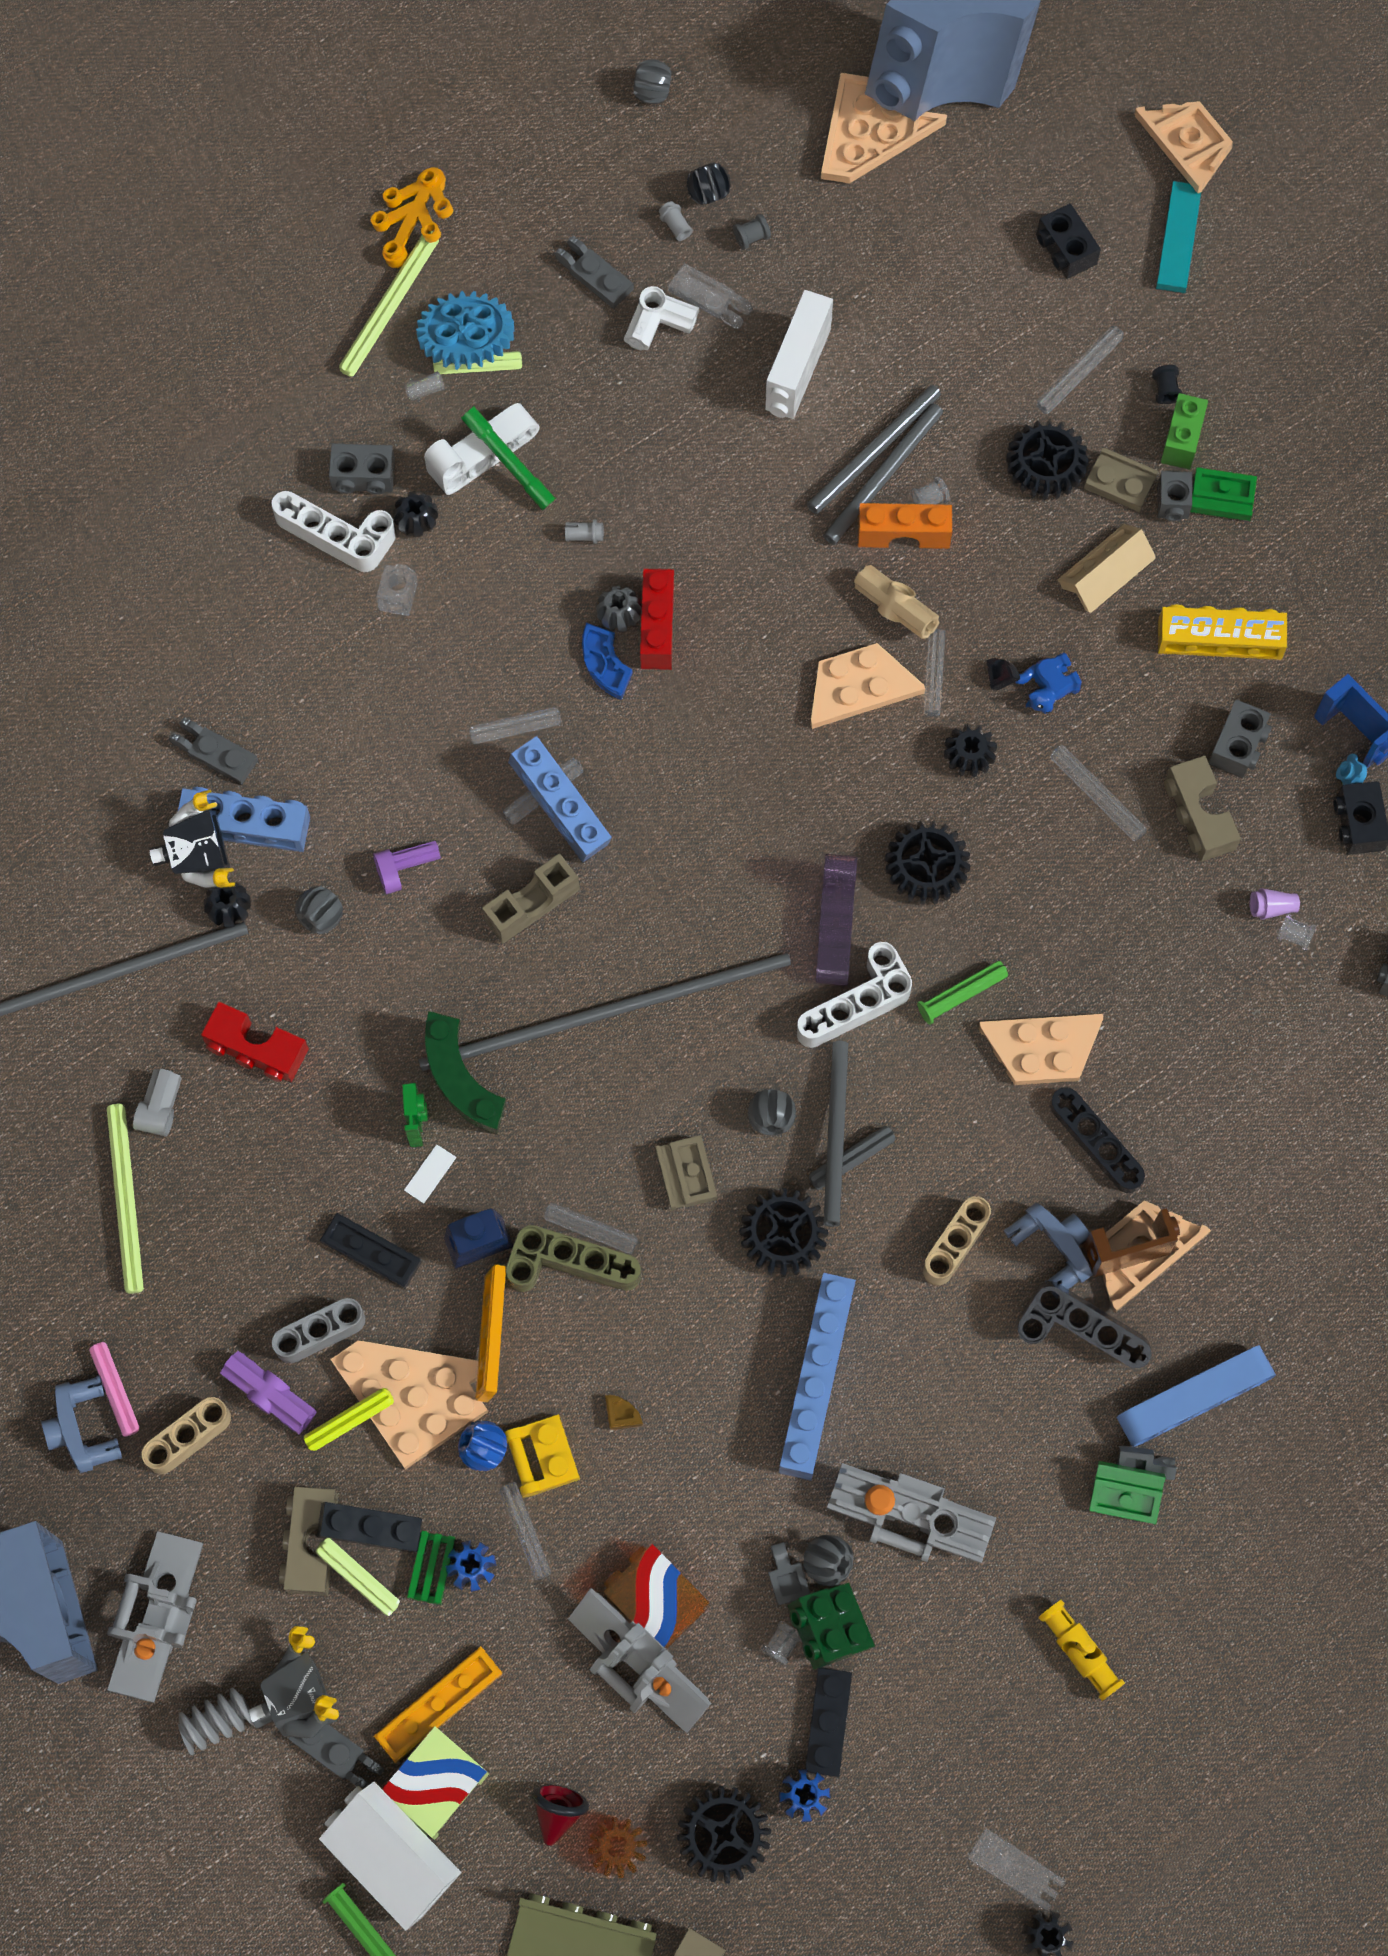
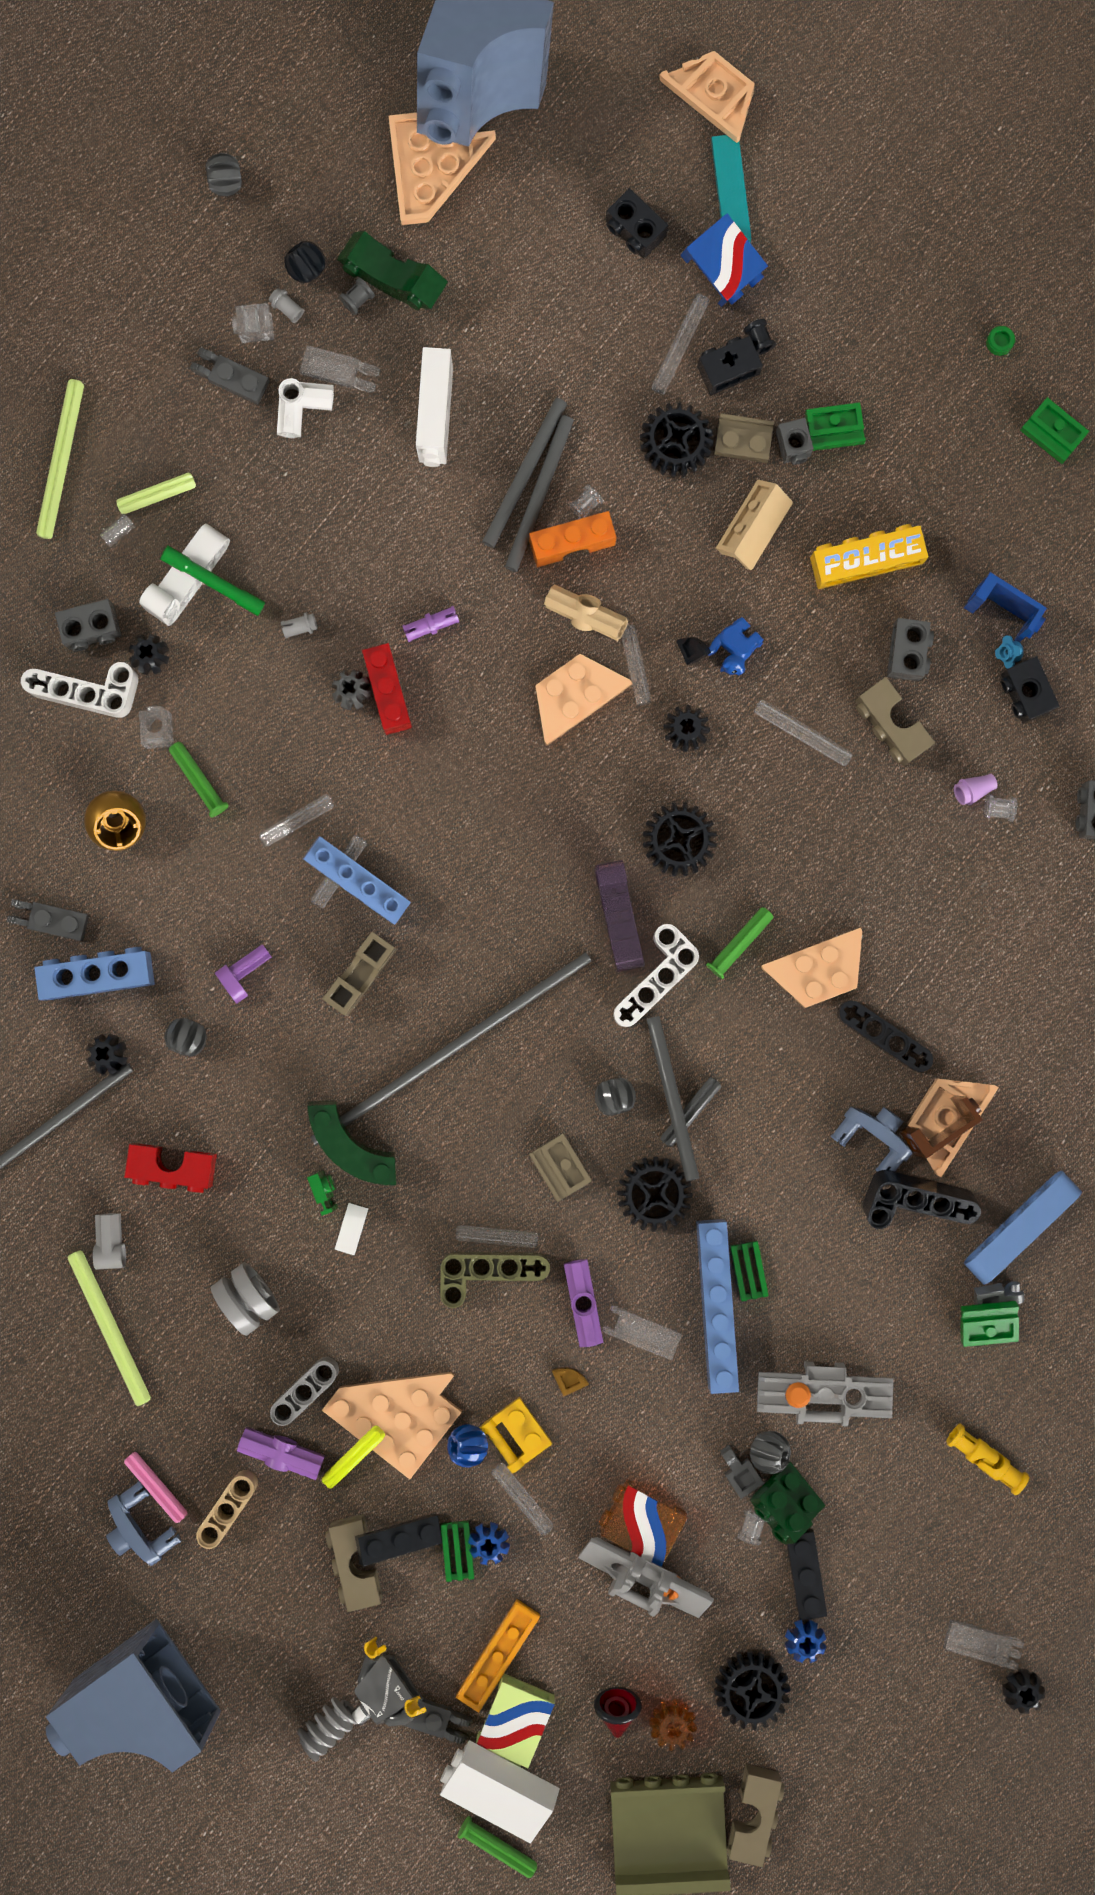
camera: 20 degrees left, 15 degrees up
(166, 1620) = (262, 1660): light grey piece -> none
(195, 845) = (64, 1018): torso -> none
(287, 1203) = (245, 1298): none -> light grey wheel
(320, 644) = (118, 834): none -> pearl gold wheel
(357, 1576) = (402, 1581): yellowish green axle -> none
(371, 1251) = (324, 1309): black tile -> none
(423, 654) = (197, 779): none -> bright green axle
(429, 183) = (52, 366): light orange plant -> none
(465, 330) = (128, 463): dark azure gear -> none
(477, 1237) = (410, 1275): dark blue torso -> none
(490, 1333) = (444, 1353): light orange tile -> none
(602, 661) = (351, 739): blue tile -> none
(635, 227) = (253, 323): none -> clear brick
(664, 1348) = (585, 1320): none -> medium lavender piece
(724, 1384) = (644, 1333): none -> clear hinge
(725, 569) = (430, 623): none -> medium lavender pin
(807, 231) = (406, 281): none -> dark green brick
(868, 1324) = (754, 1294): none -> green tile
(962, 1226) = (798, 1172): tan beam -> none
(1126, 402) = (721, 376): none -> black brick
(1153, 299) = (726, 259): none -> panel
(1184, 431) = (787, 378): bright green brick -> none

